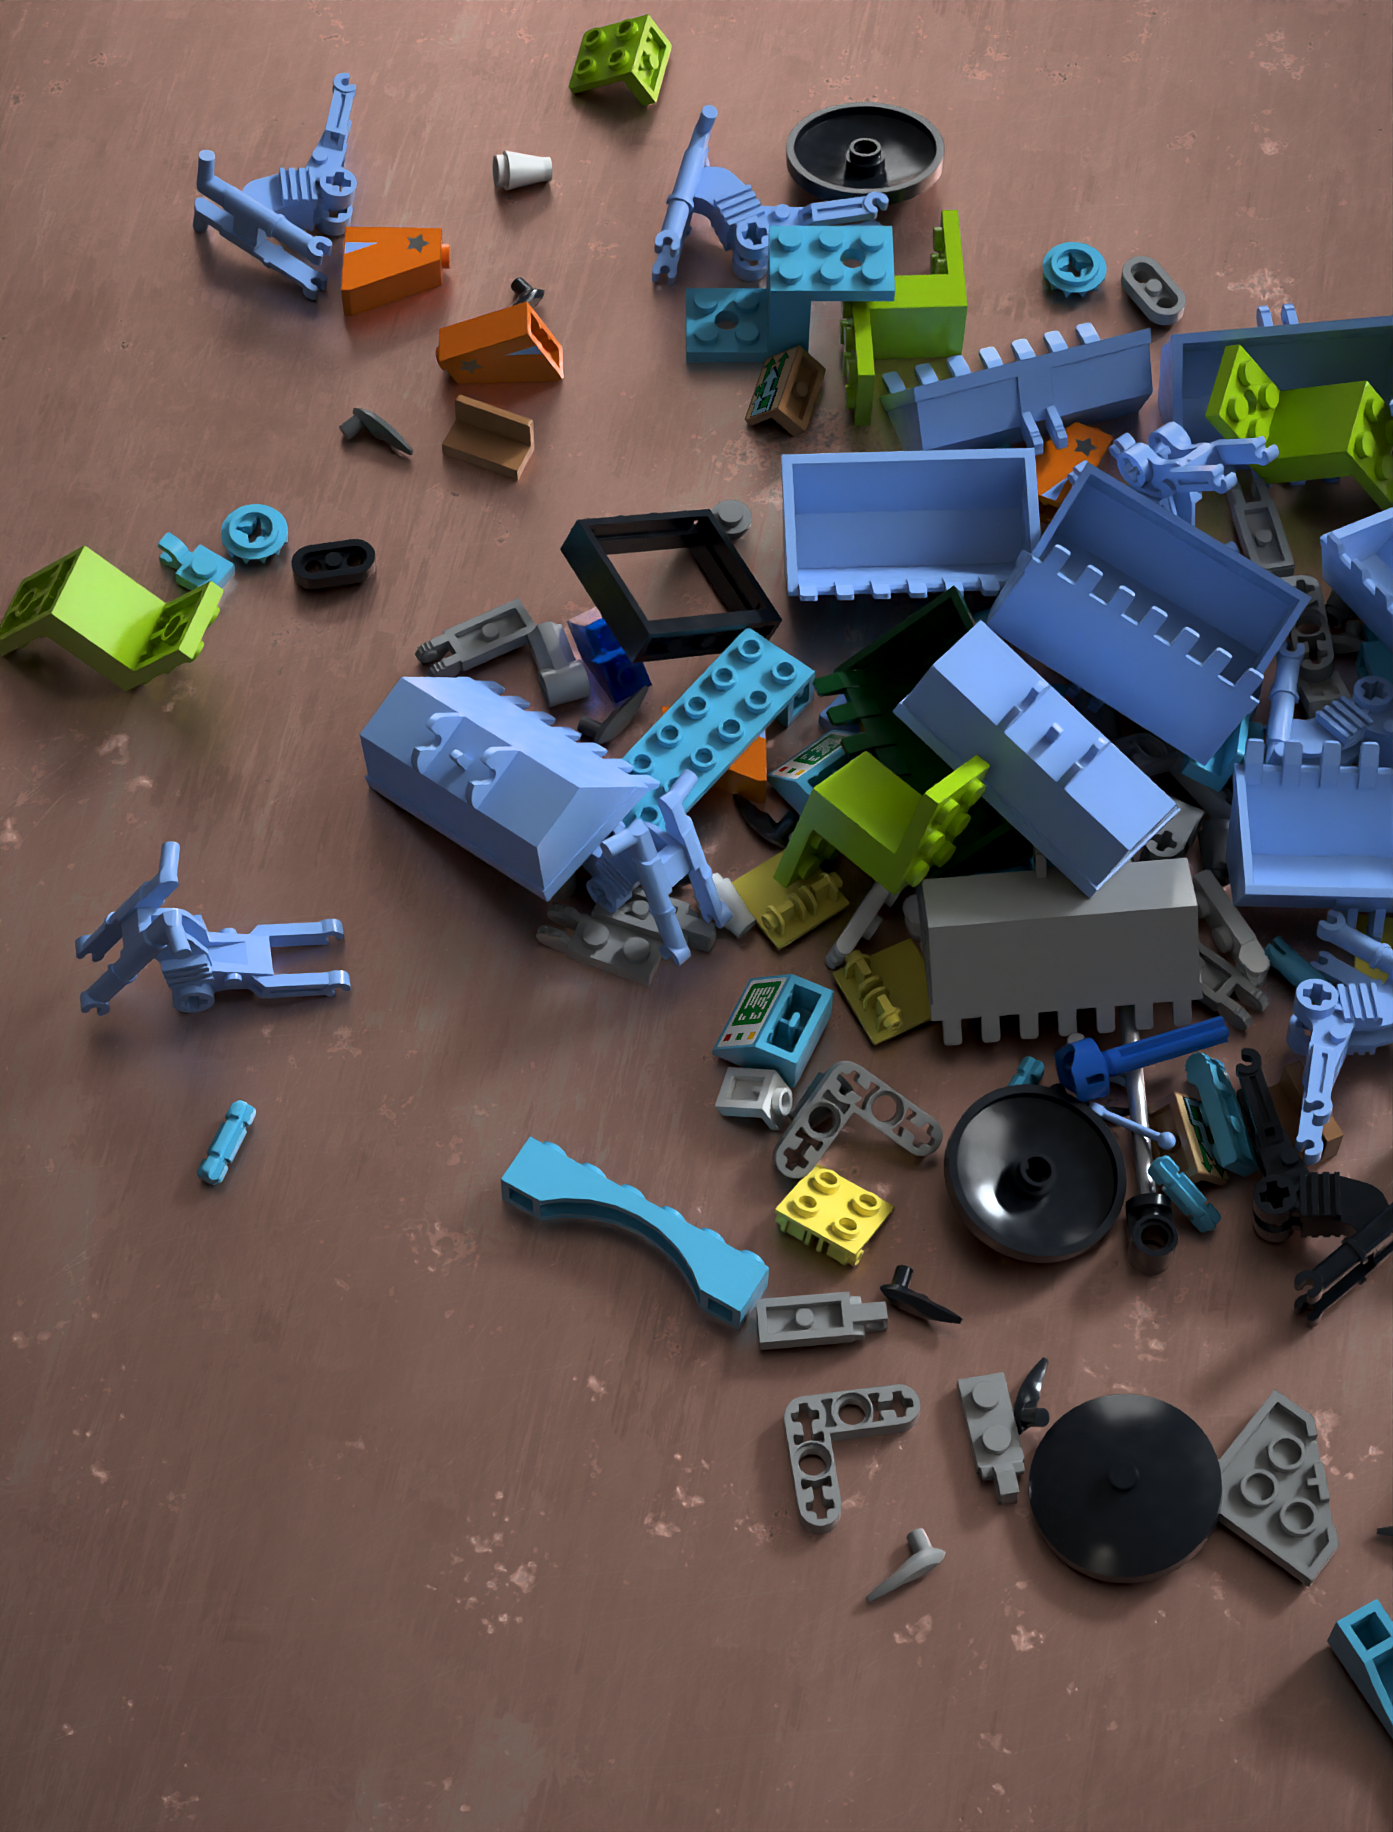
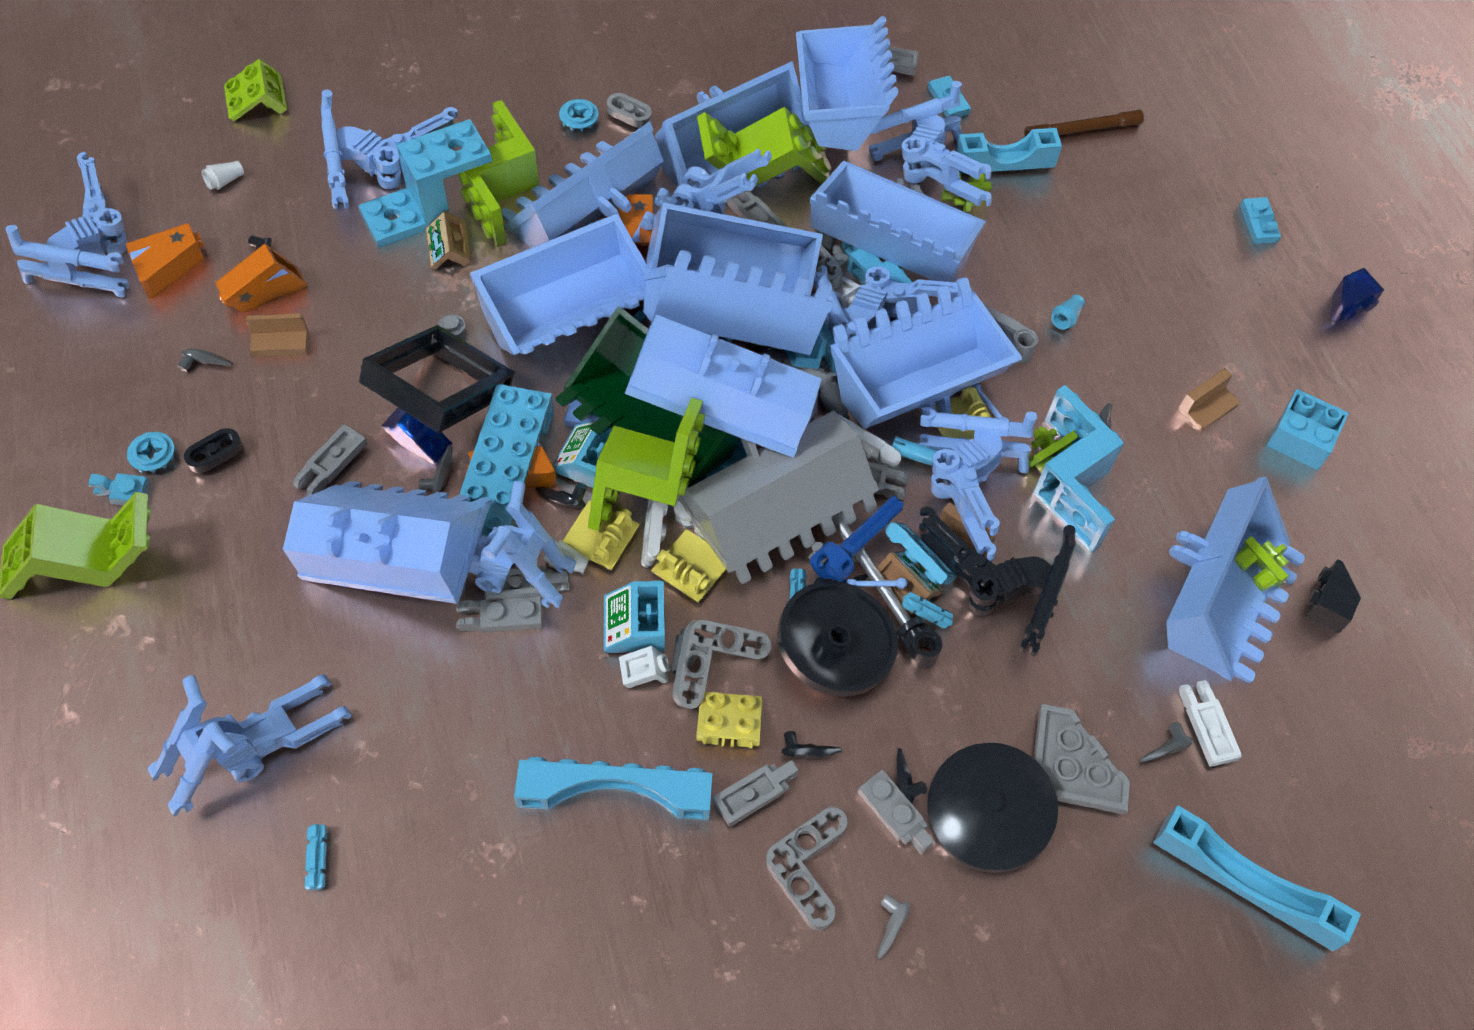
camera: 30 degrees left, 0 degrees up
(559, 673) = (392, 460): light grey piece -> none
(865, 150) = (426, 91): black dish -> none

